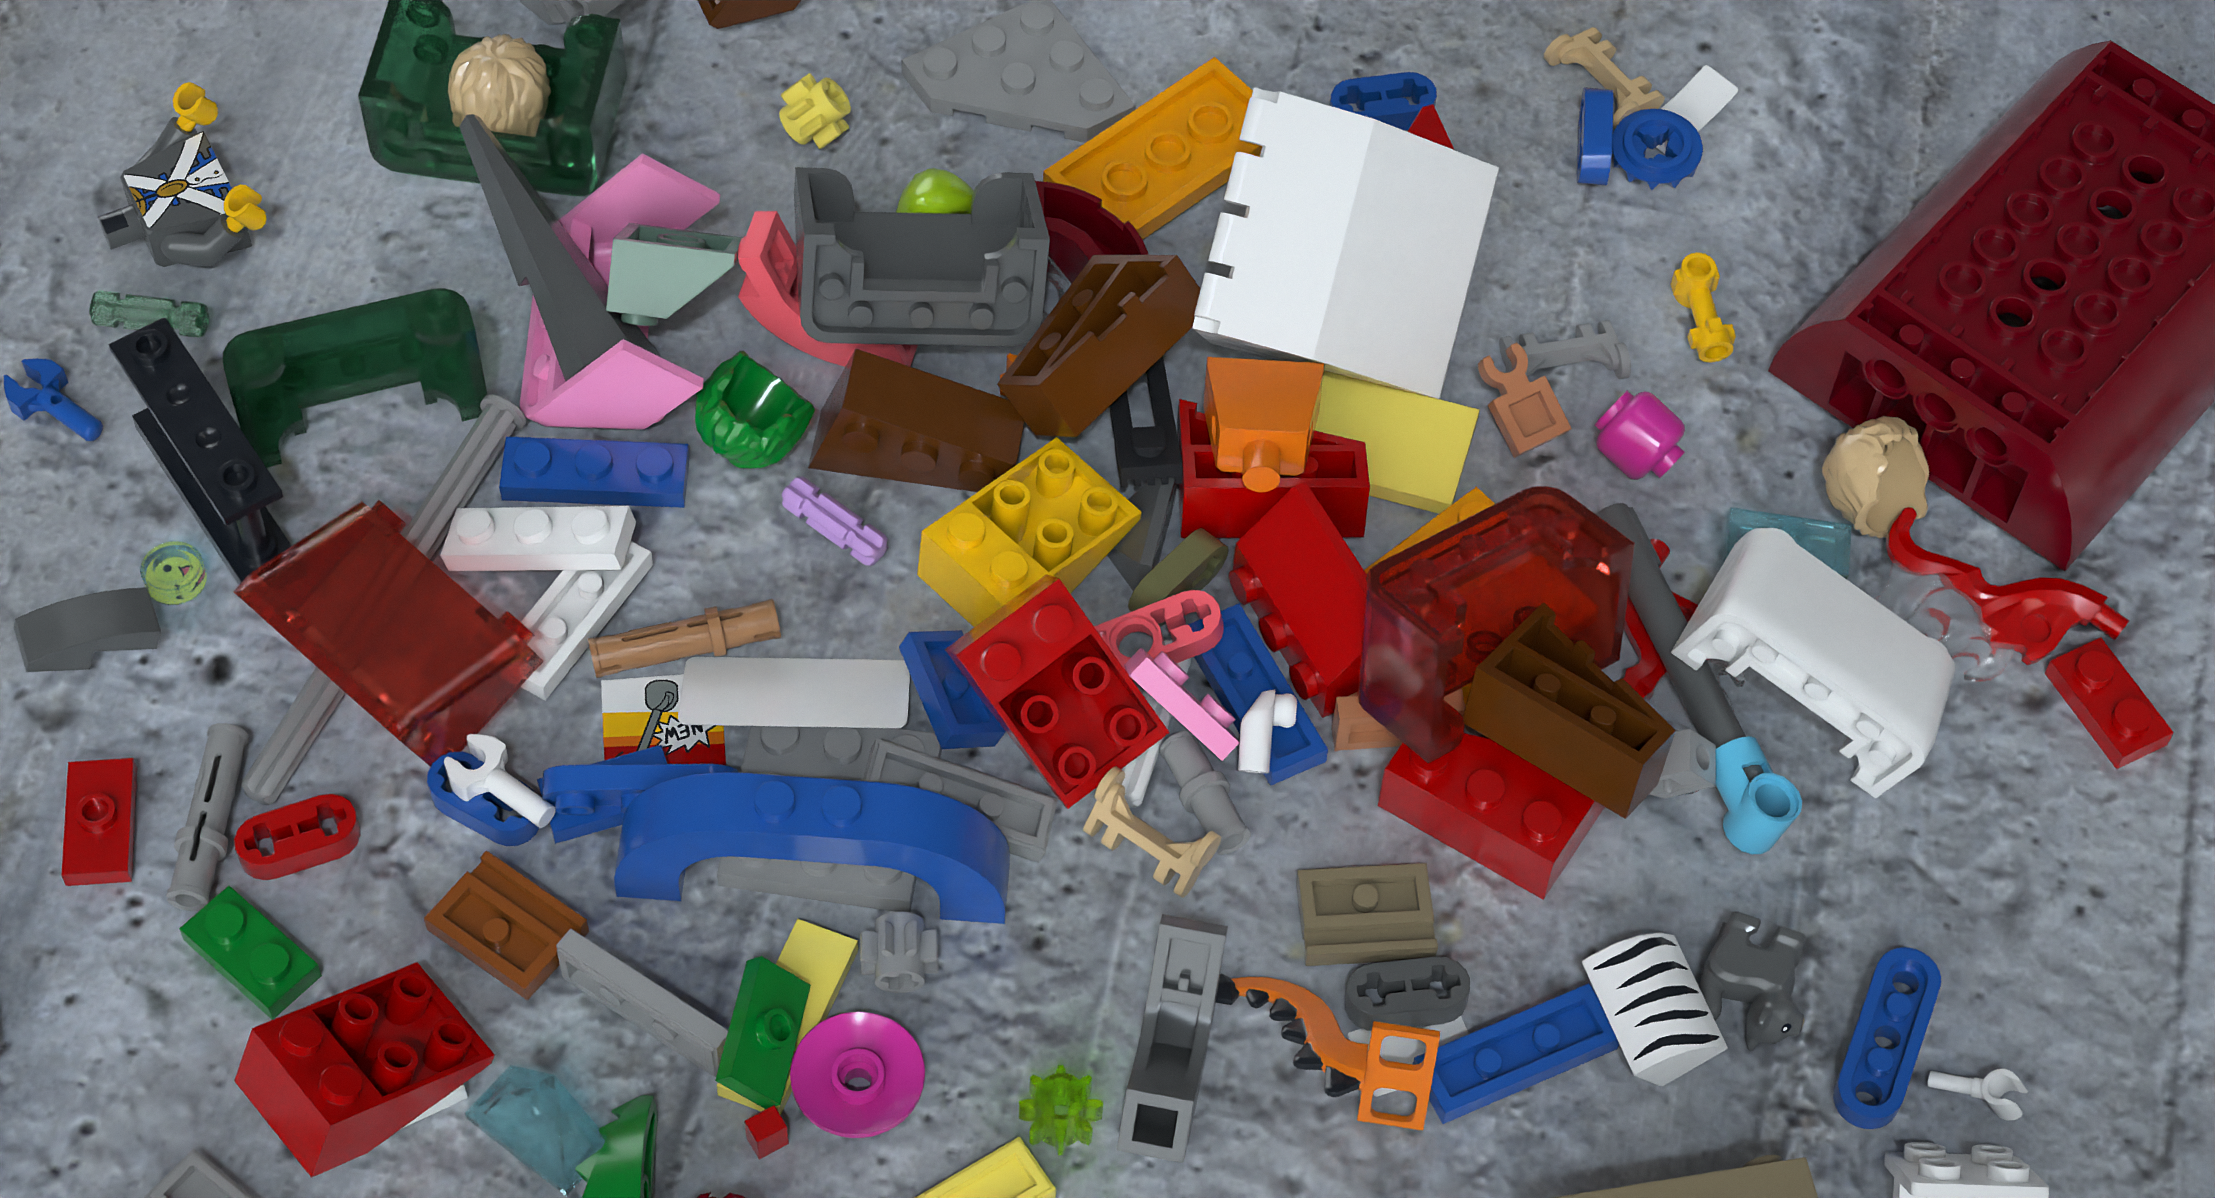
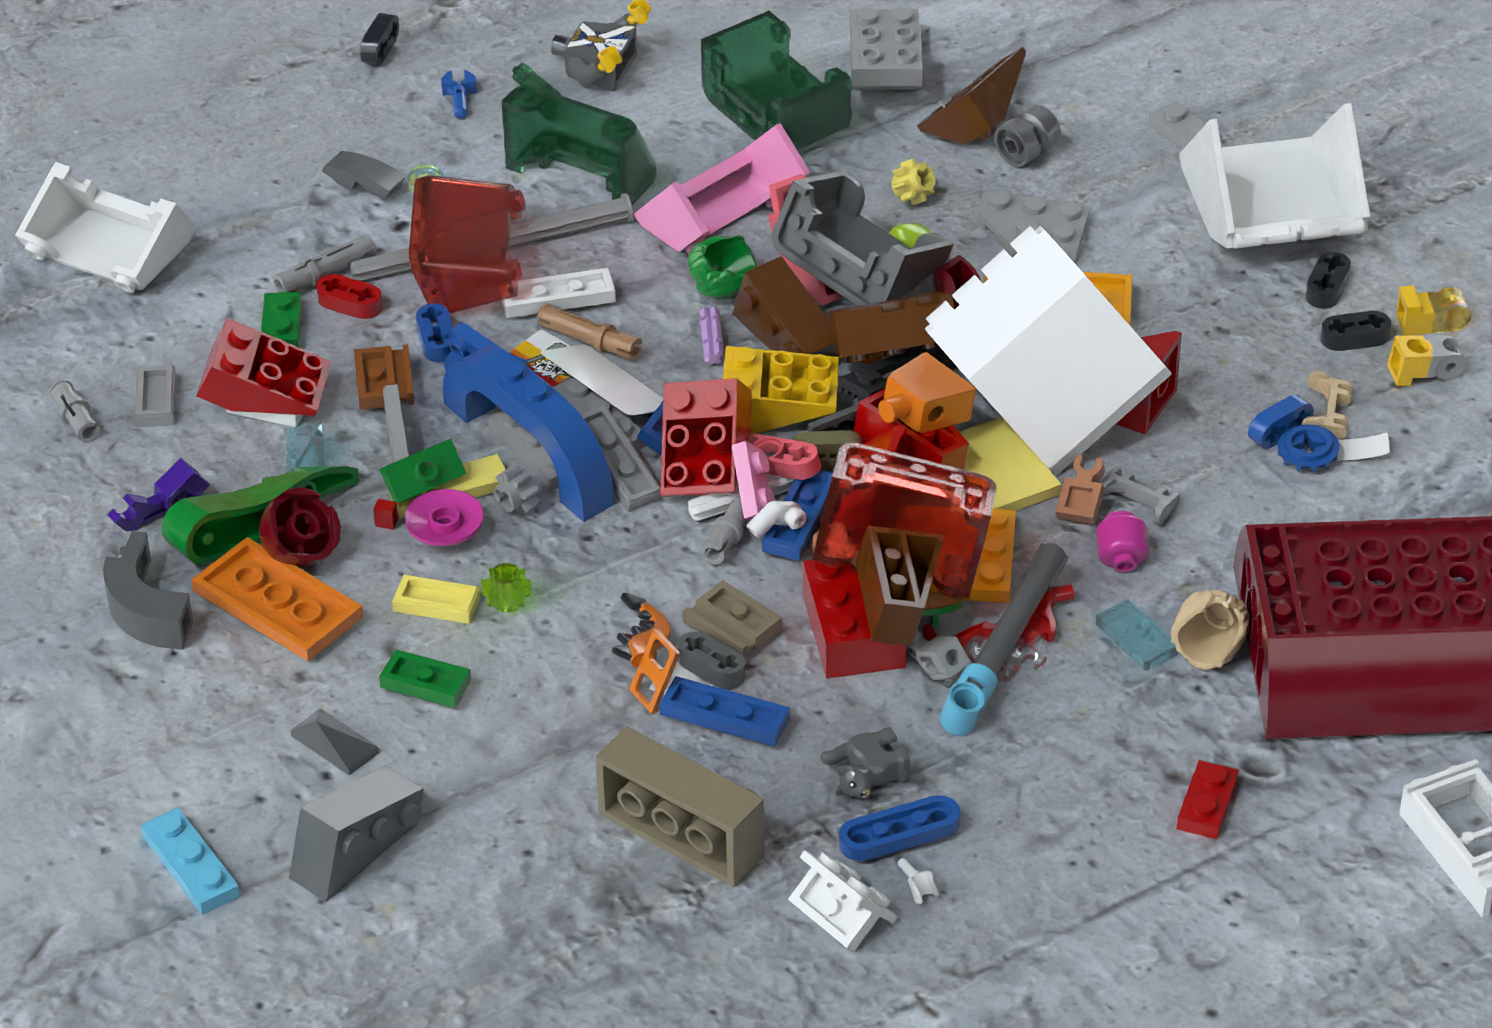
camera: 50 degrees right, 15 degrees down
(99, 822) = (285, 242): red plate -> none
(202, 449) = (475, 124): black fence -> none
(494, 779) = (442, 321): white bar -> none
(501, 84) = (779, 76): tan hair -> none
(538, 538) = (576, 255): white plate -> none
(547, 259) = (704, 158): dark grey wedge -> none
(594, 472) = (638, 255): blue plate -> none
(664, 269) = (739, 182): slope -> none
(1173, 1039) = (582, 602): dark grey arch -> none
(1174, 857) = (674, 519): tan piece -> none
(1383, 95) = (1201, 348): blue beam -> none
(1654, 1006) = (802, 733): white brick -> none
(1693, 289) = (1244, 512): yellow bar -> none
(1827, 650) = (1070, 663): white windscreen -> none
(1981, 619) = (1185, 715): piece -> none

